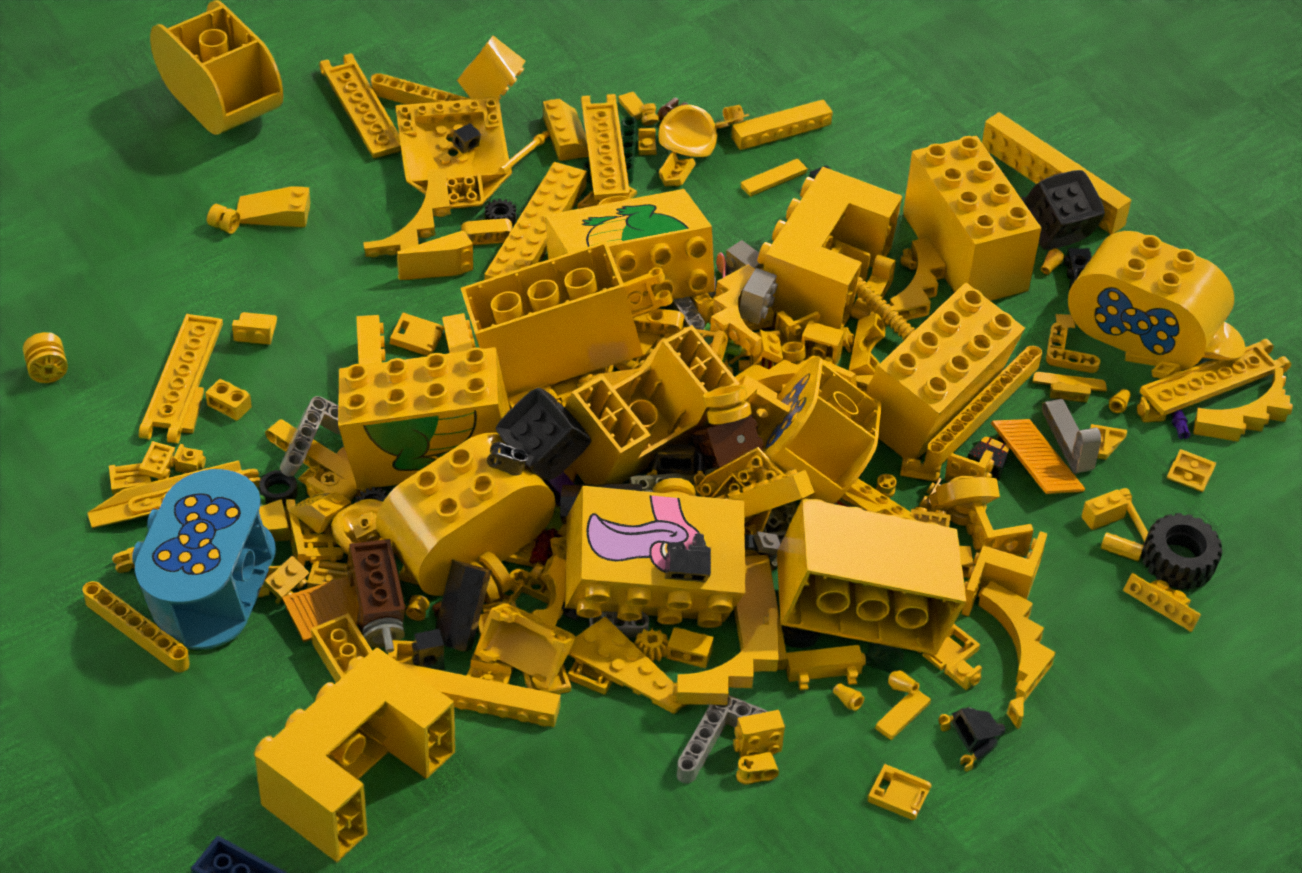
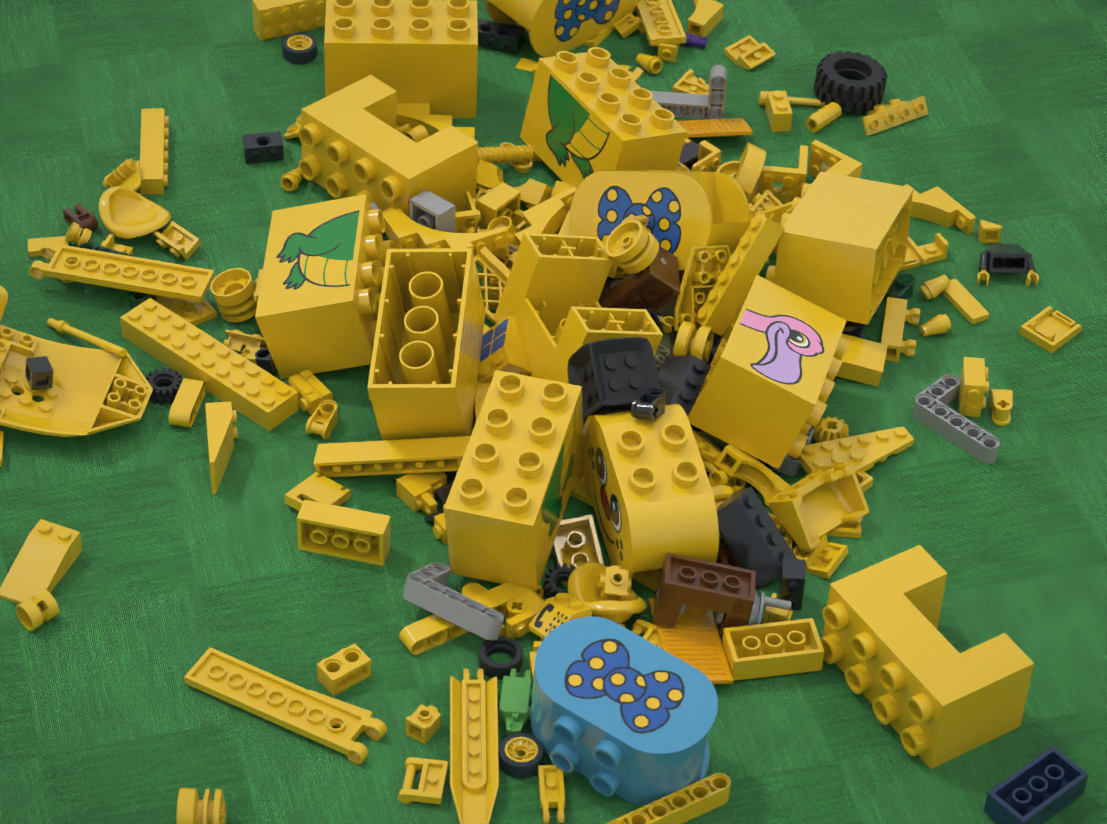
camera: 70 degrees left, 5 degrees down
(158, 461) = (421, 745): yellow bracket -> none
(254, 328) = (236, 624): yellow bracket -> none
(422, 225) = (140, 420): yellow arch -> none
(492, 696) = (861, 553): yellow brick -> none
(565, 130) = (59, 305): yellow slope -> none
(689, 563) = (818, 329): black hinge -> none
(689, 647) = (845, 405): yellow brick -> none
(712, 685) = (886, 354): yellow arch -> none
(773, 177) = (224, 181): yellow tile -> none

